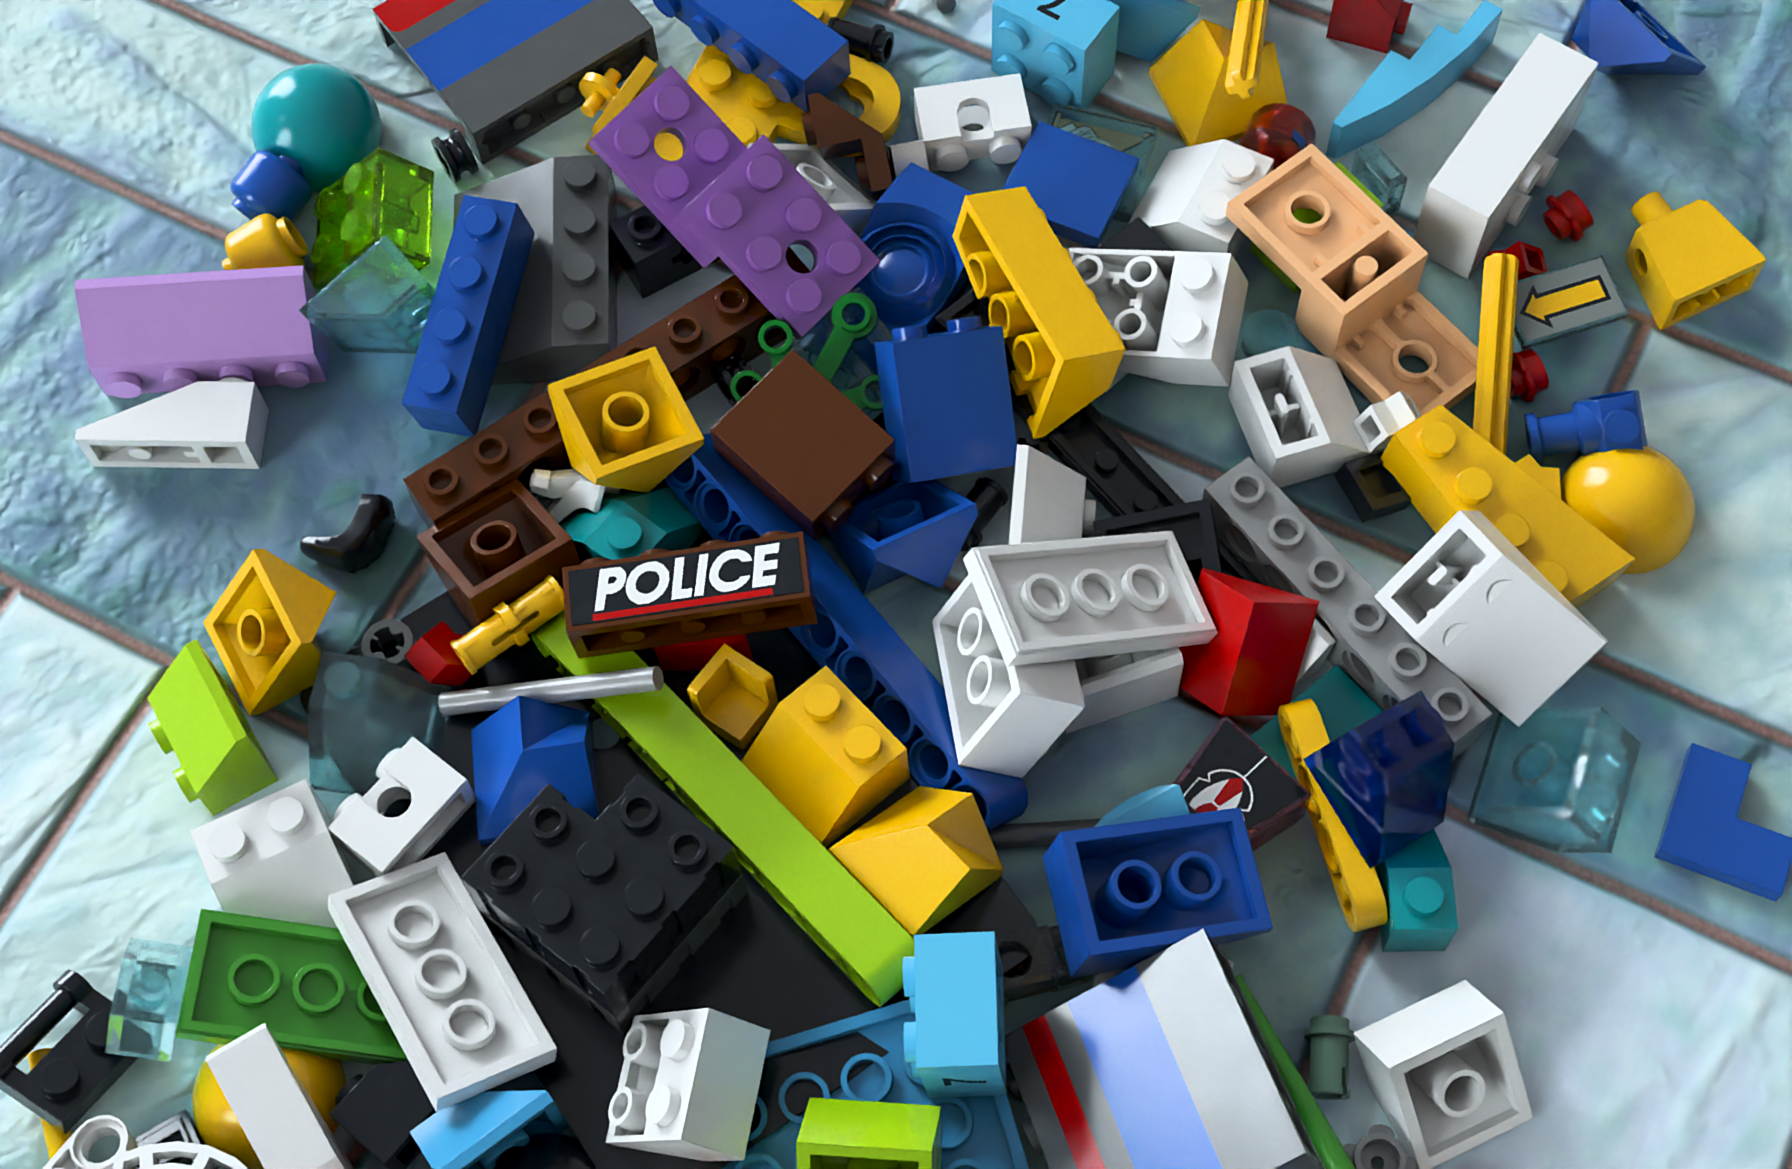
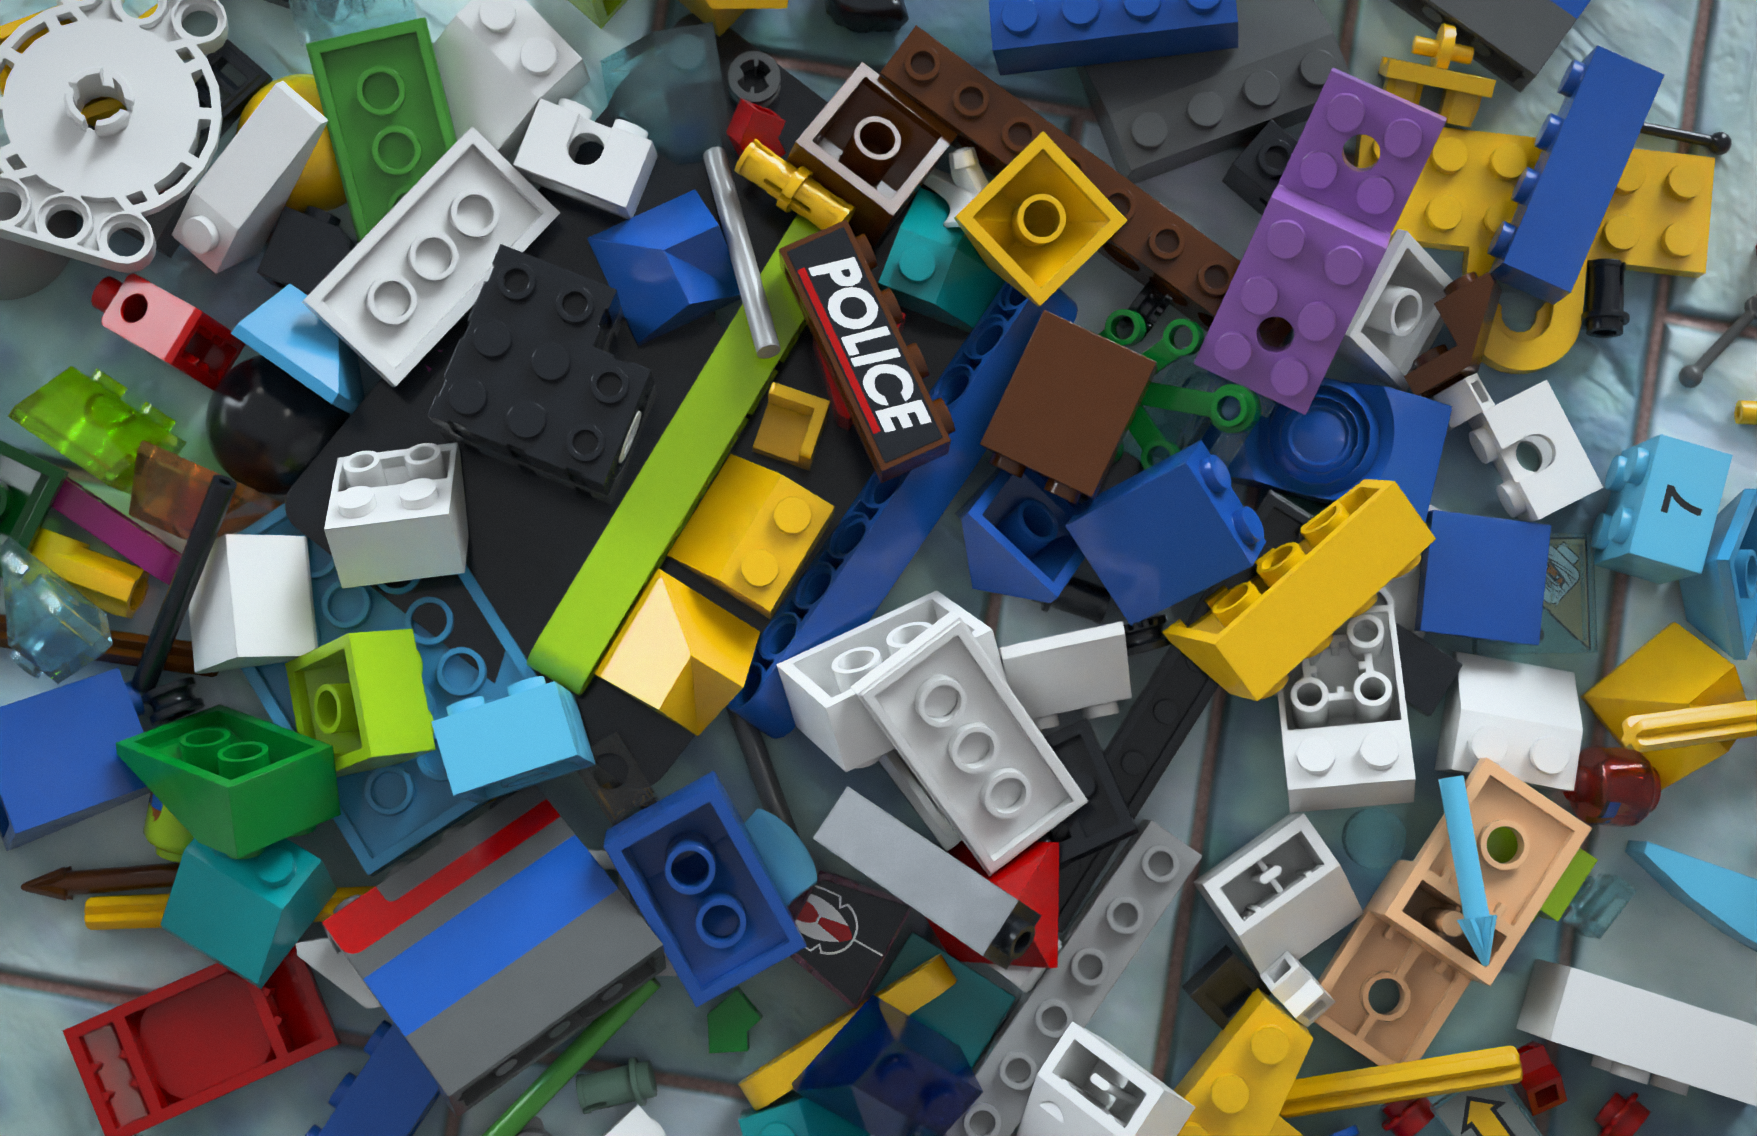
camera: 65 degrees right, 20 degrees up
(1207, 671) = (928, 879): none -> slope
(1295, 930) = (731, 1022): none -> green piece
(1372, 242) = (1477, 922): none -> medium azure piece

